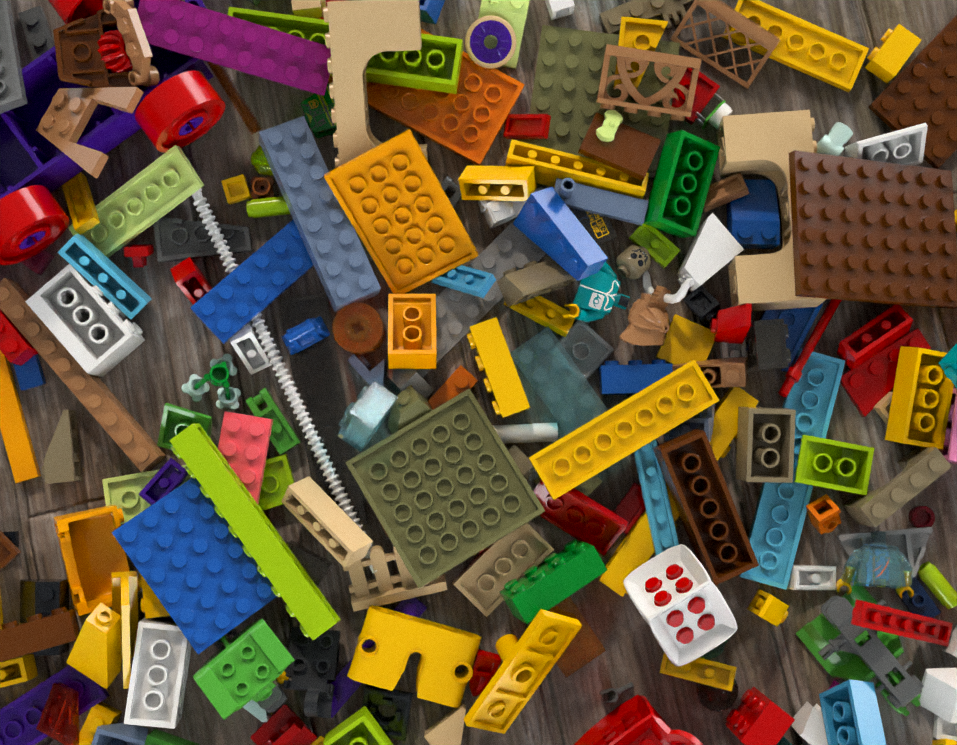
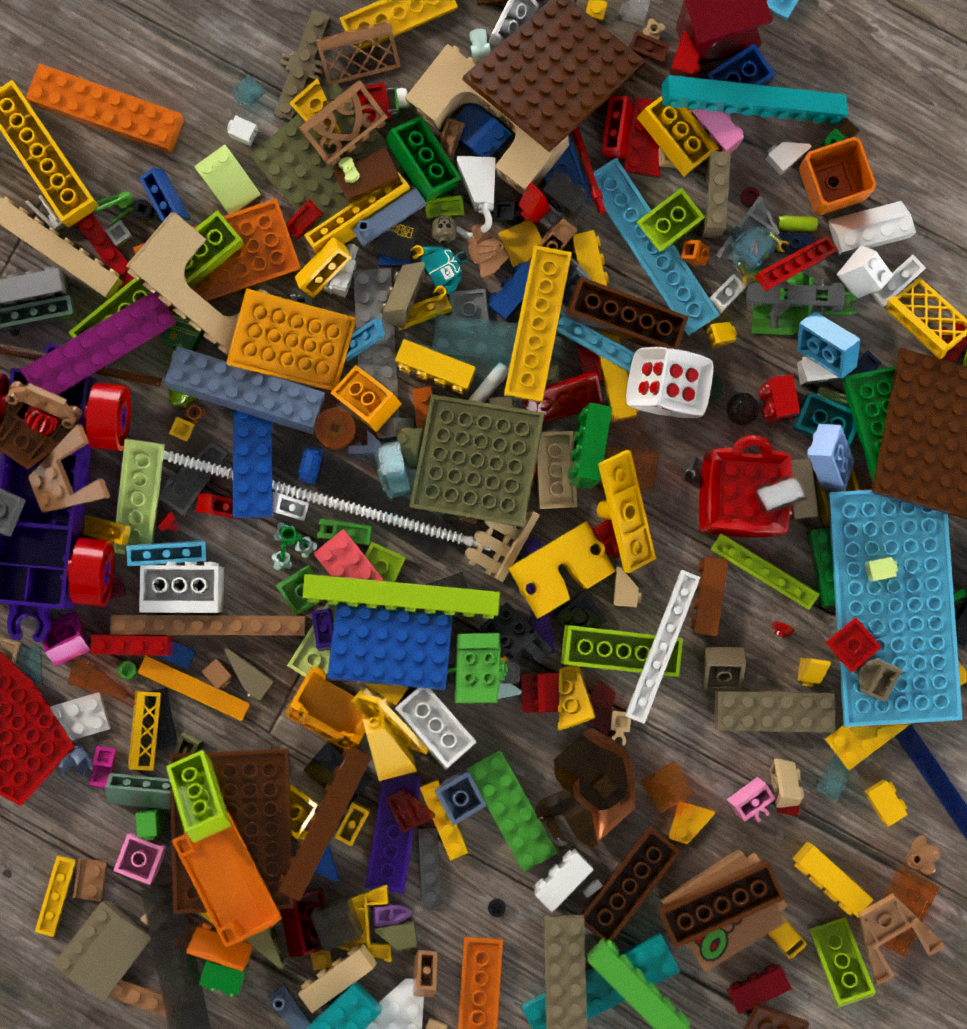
camera: 45 degrees left, 0 degrees up
(39, 423) = (218, 674): none -> medium nougat brick
(267, 207) = (211, 419): lime piece -> none
(326, 521) = (434, 548): tan brick -> none
(505, 42) = (236, 183): dark purple wheel -> none
(560, 234) = (387, 257): blue wedge -> none
(702, 672) = (721, 408): yellow plate -> none
(765, 444) = (621, 248): dark tan brick -> none

